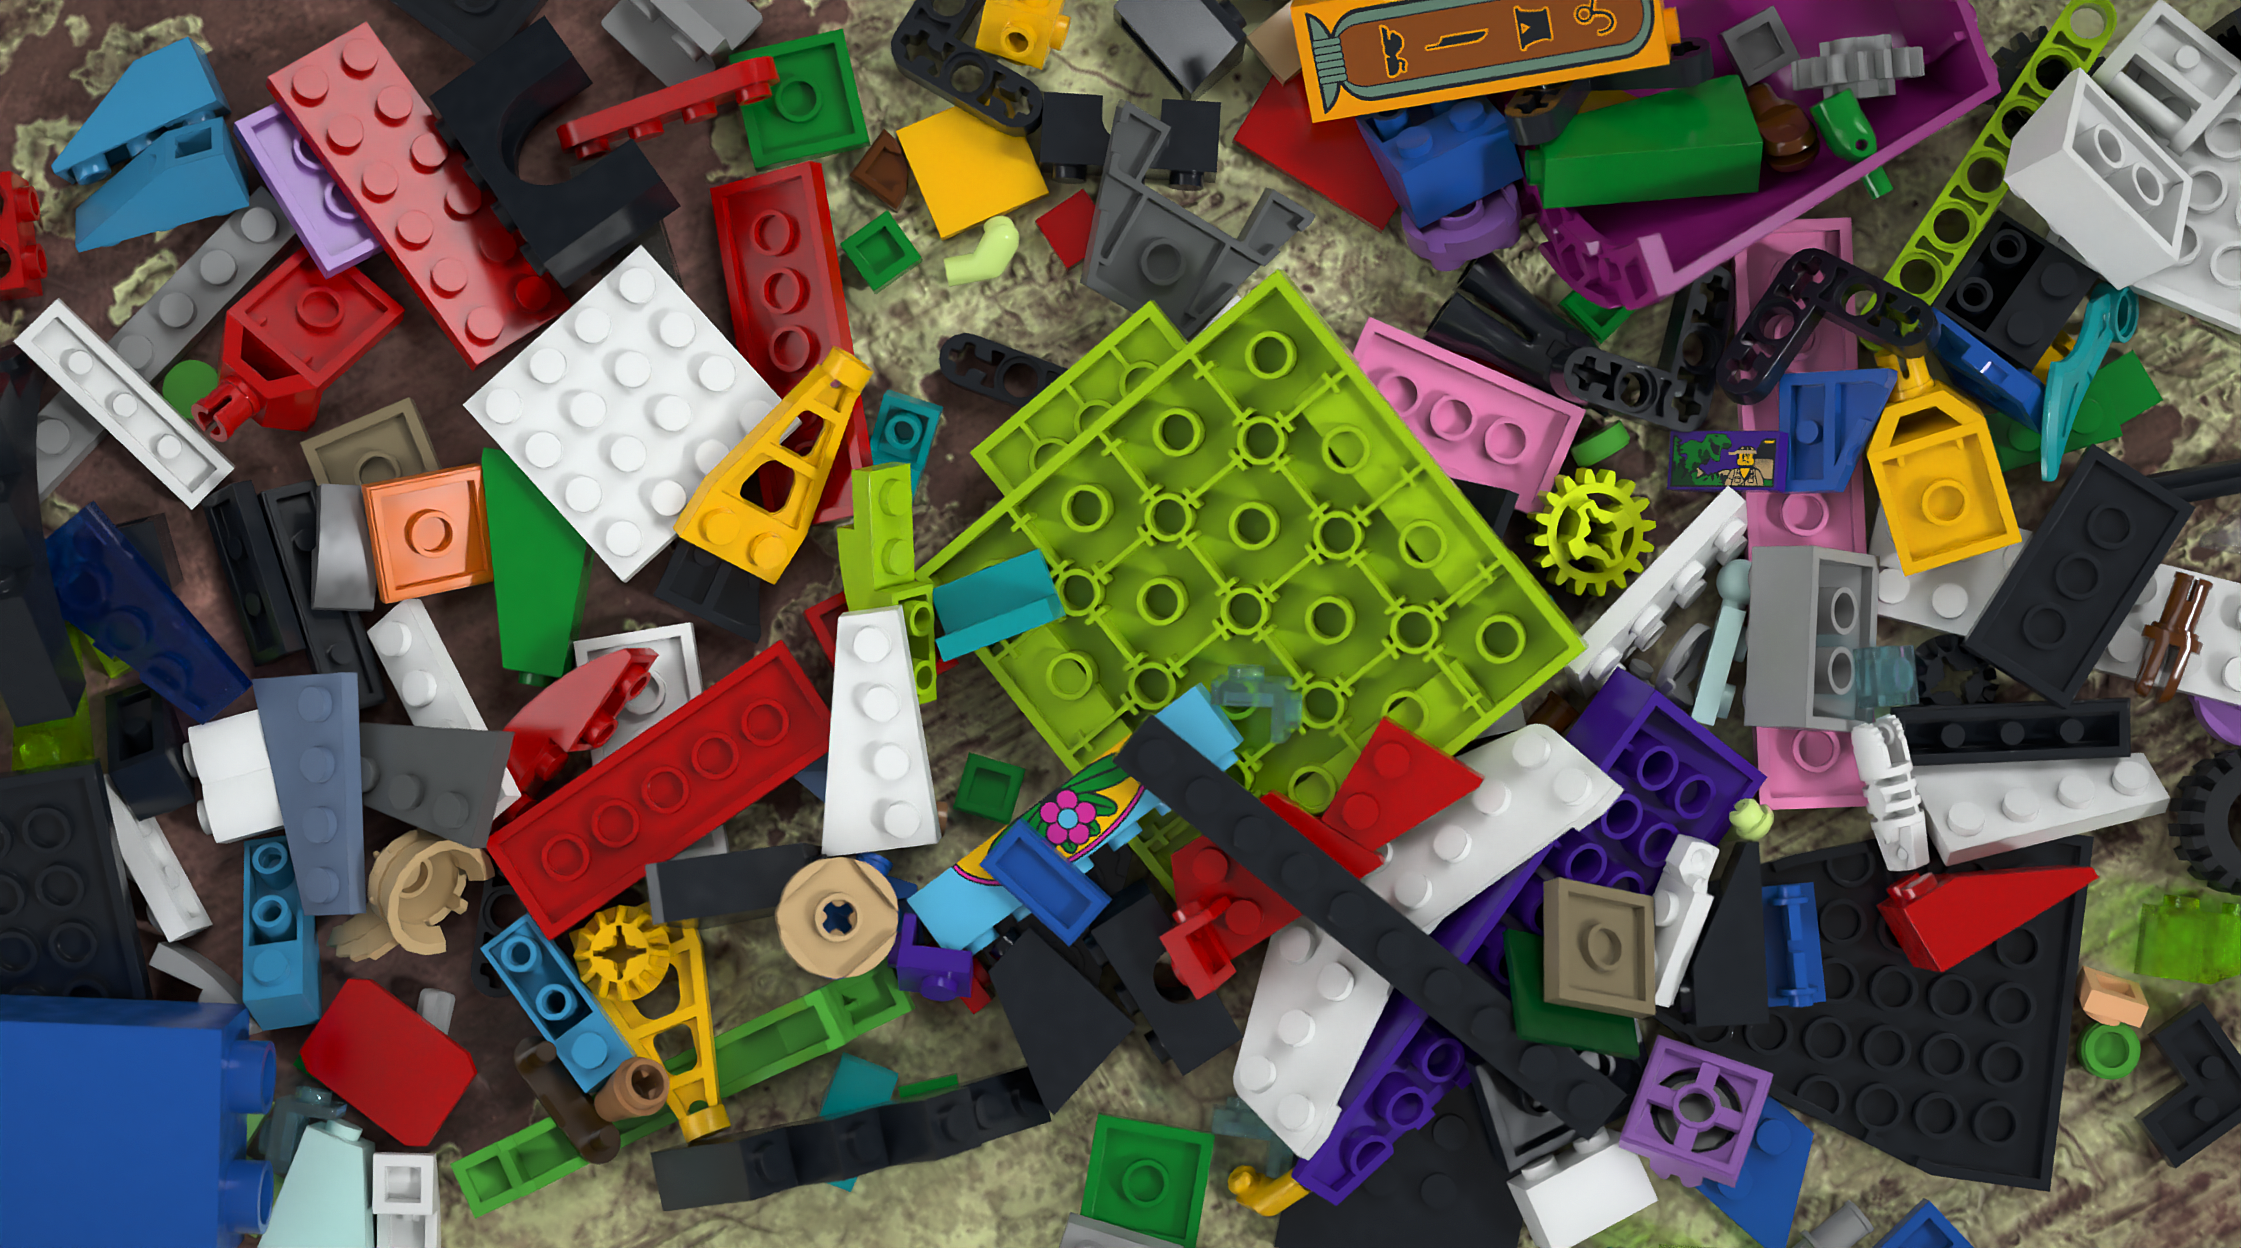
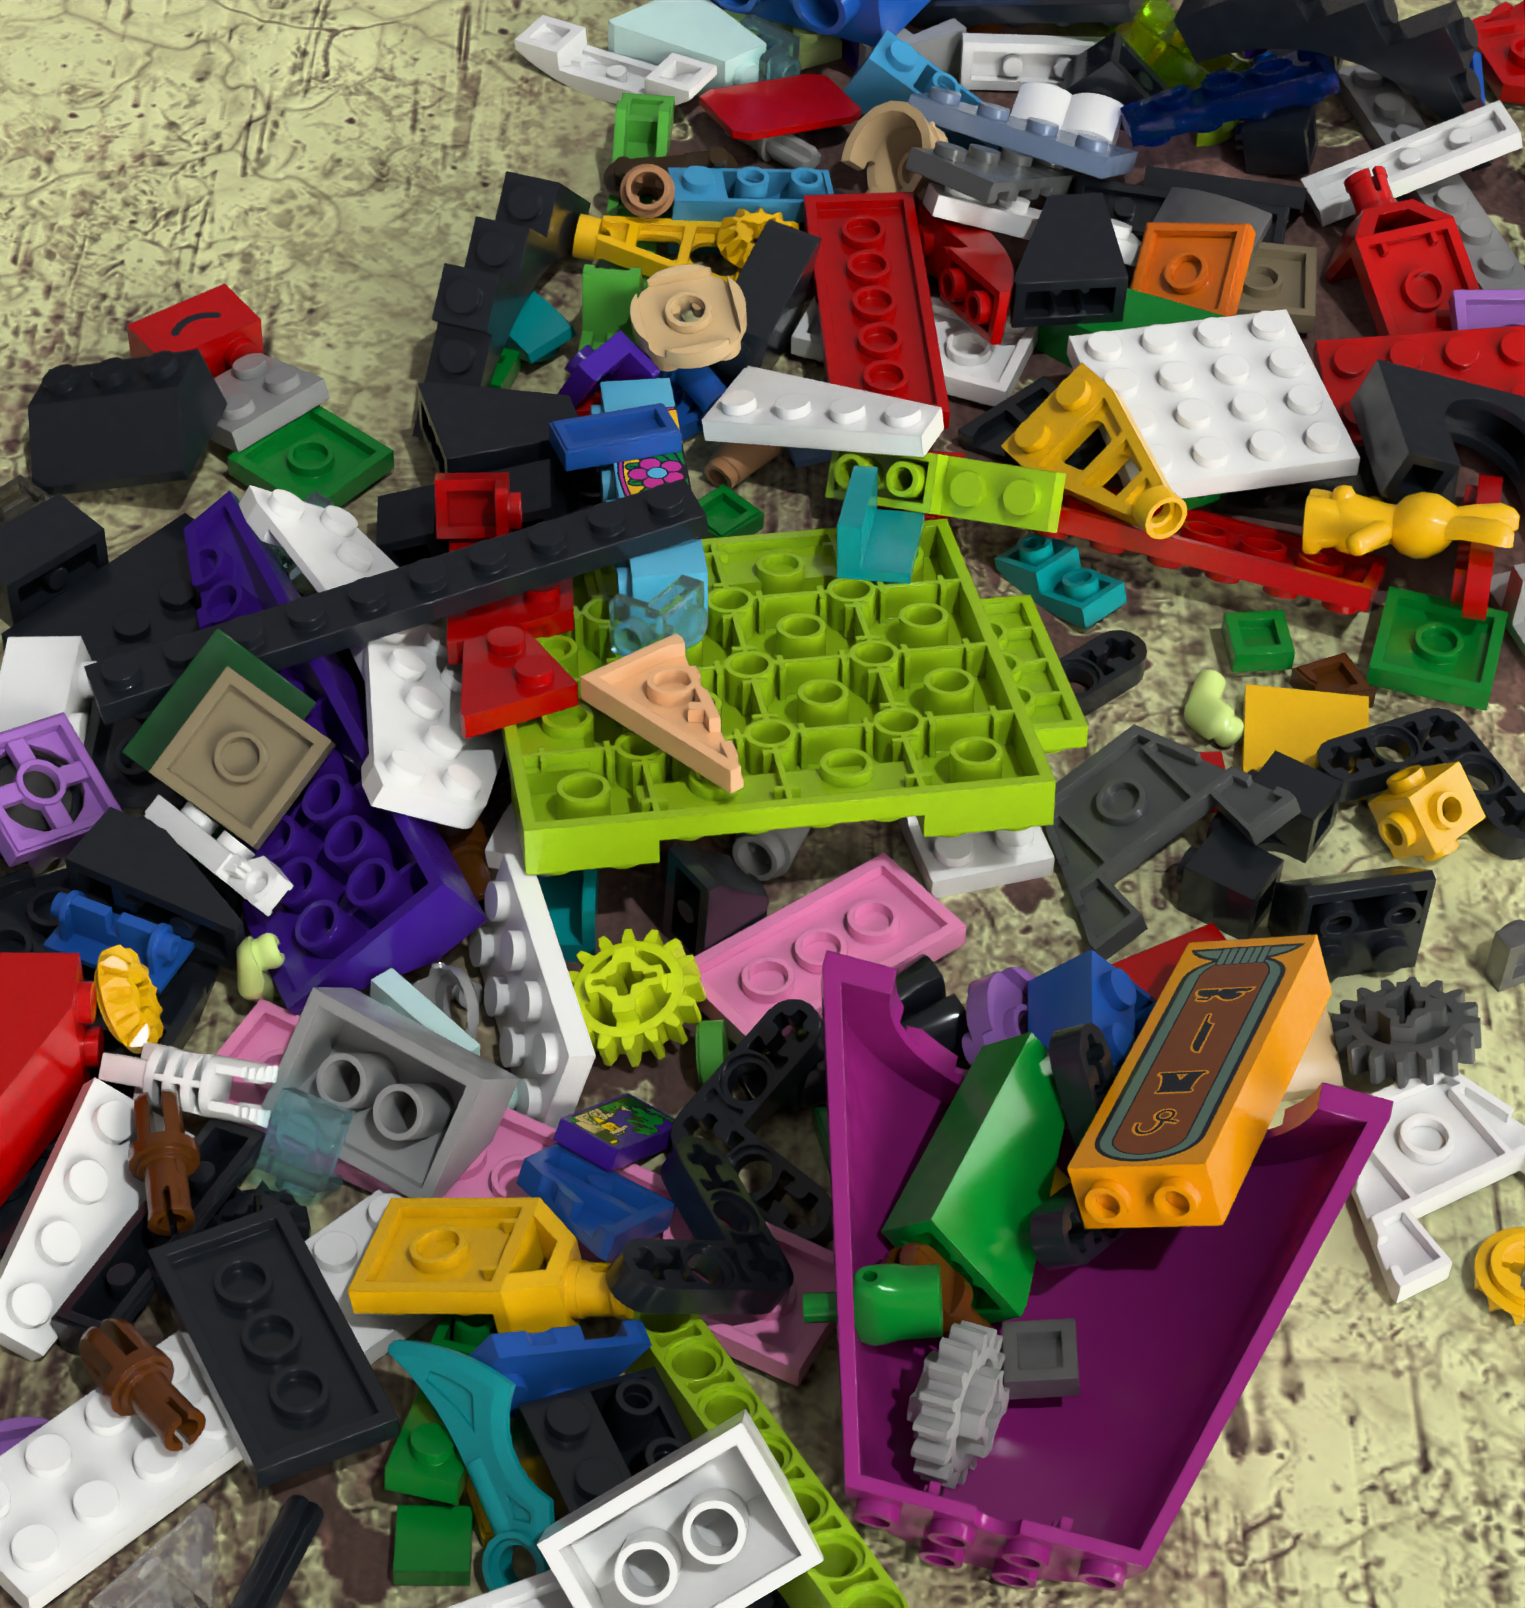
camera: 120 degrees right, 40 degrees down
(515, 630) = (1070, 266): none -> black slope
(709, 155) = (1415, 526): none -> yellow animal
(1369, 635) = (665, 704): none -> light nougat wing
(1859, 883) = (127, 998): none -> yellow gear
(1978, 756) = (164, 1163): none -> reddish brown arm

